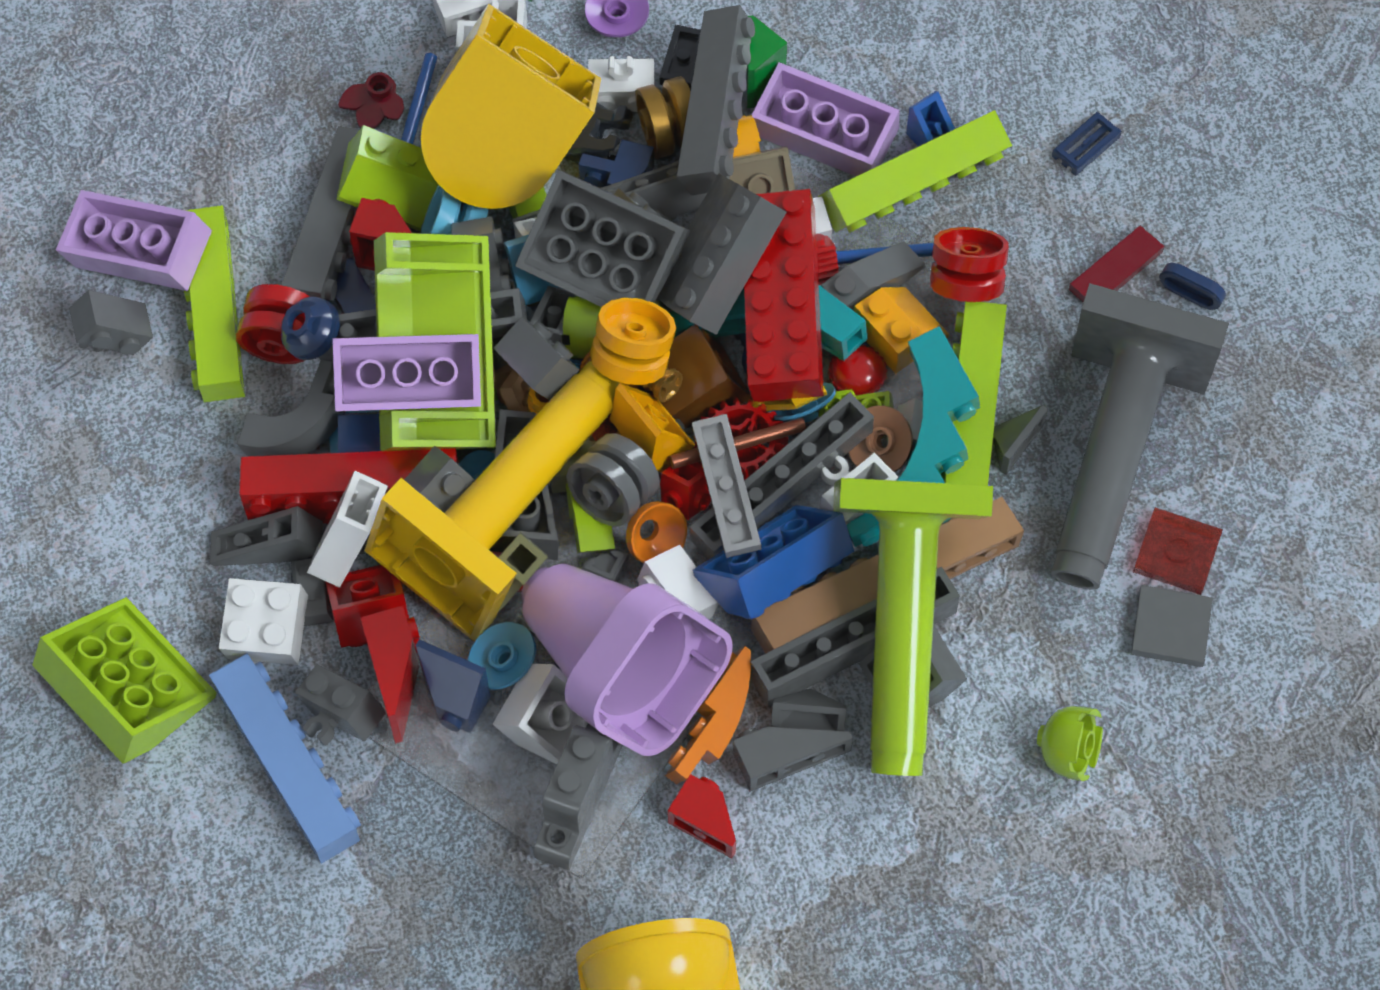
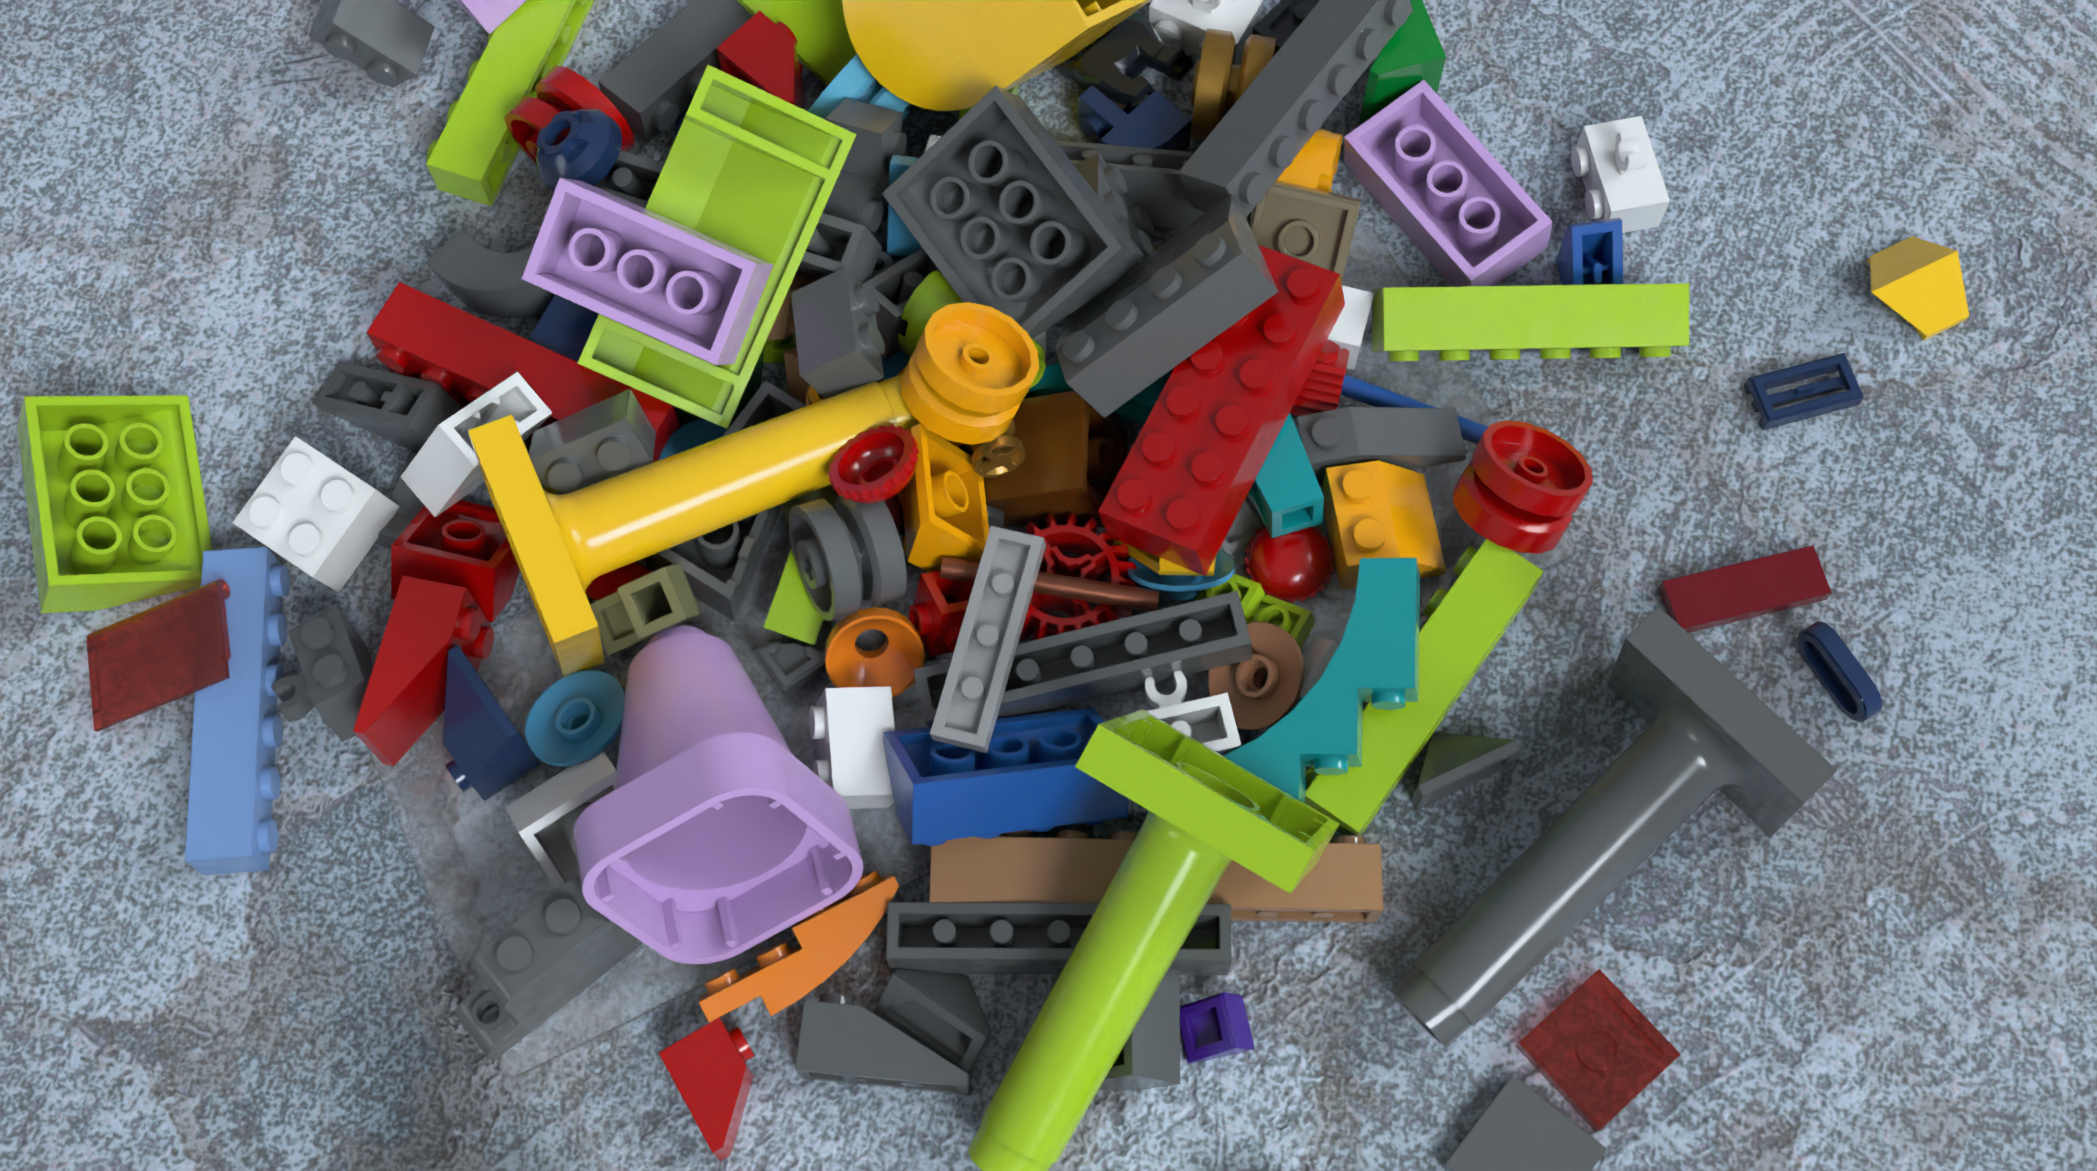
camera: 30 degrees right, 5 degrees up
(219, 748) = (159, 655): none -> clear red piece
(610, 416) = (875, 465): none -> red hat
(917, 67) = (1620, 174): none -> white brick
(966, 644) = (1215, 1027): none -> dark purple slope
(1118, 53) = (1921, 284): none -> yellow slope

